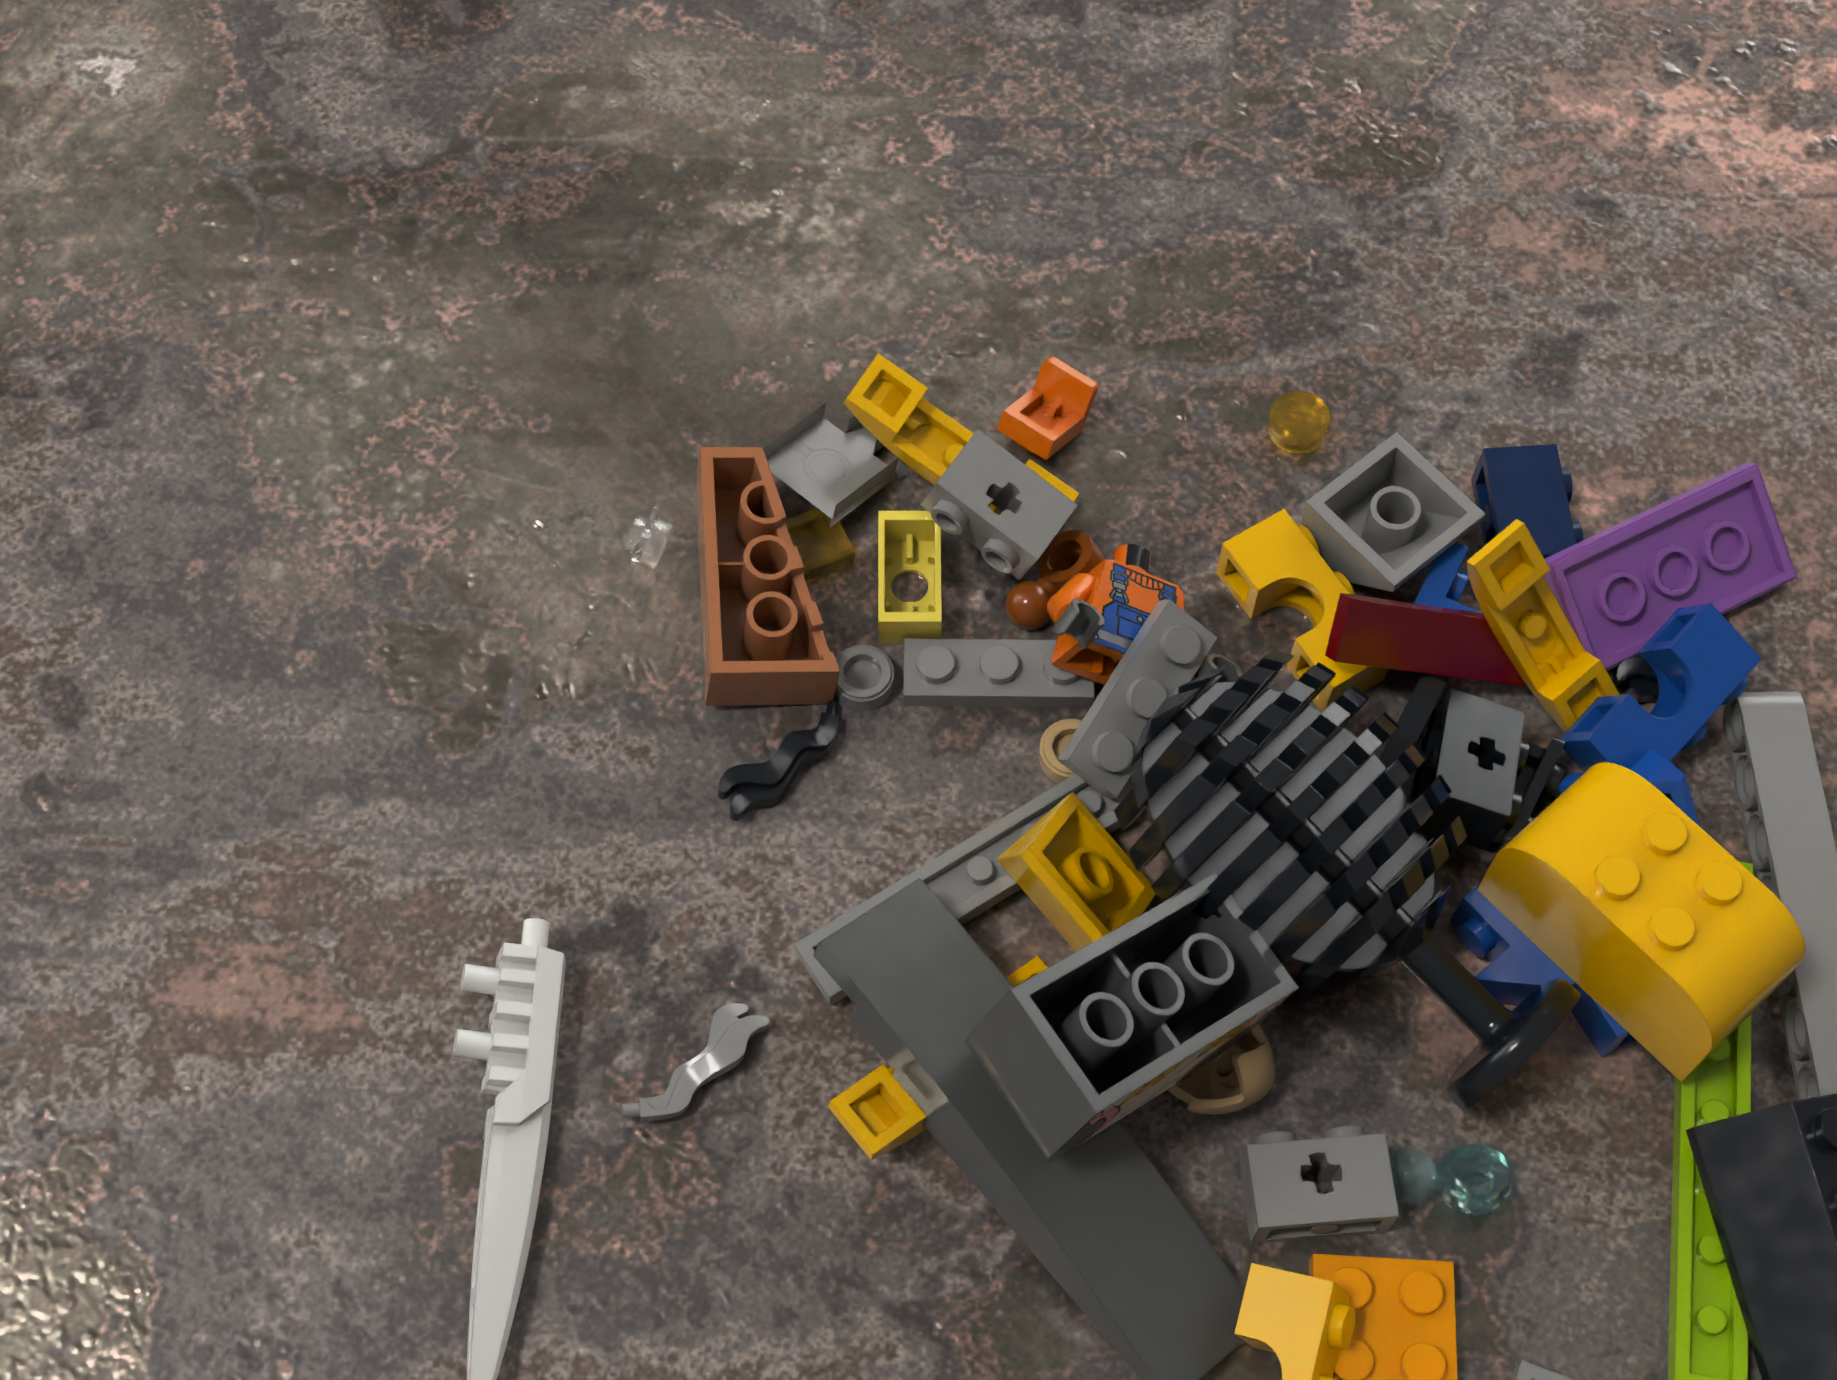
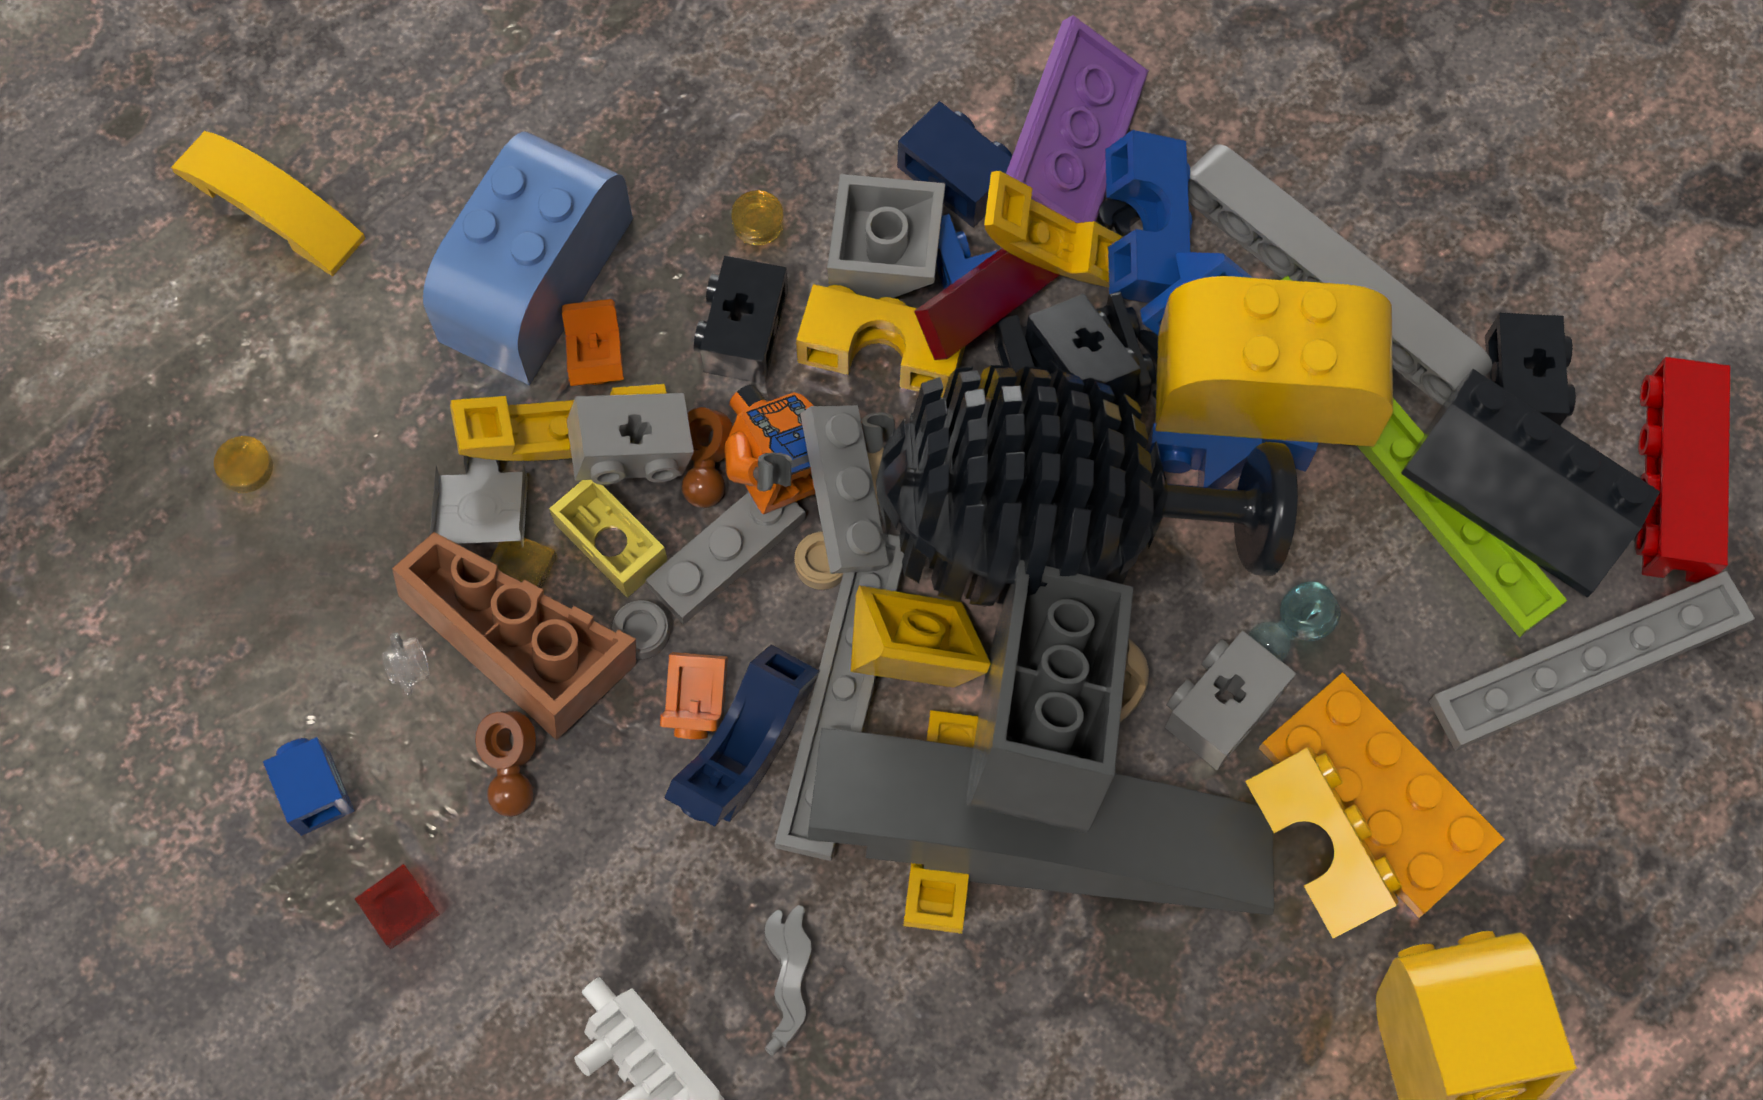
camera: 45 degrees left, 5 degrees up
(454, 724) = (397, 906): none -> clear red plate
(480, 569) = (307, 785): none -> blue brick
(660, 673) = (509, 791): none -> dark orange plate
(680, 283) = (243, 464): none -> clear yellow tile
(768, 782) = (647, 754): black hair -> none
(850, 766) = (694, 694): none -> orange bracket
(852, 842) = (747, 740): none -> dark blue arch
(903, 96) = (271, 198): none -> yellow slope
(1062, 278) = (522, 252): none -> medium blue brick
(1198, 493) = (745, 346): none -> black brick

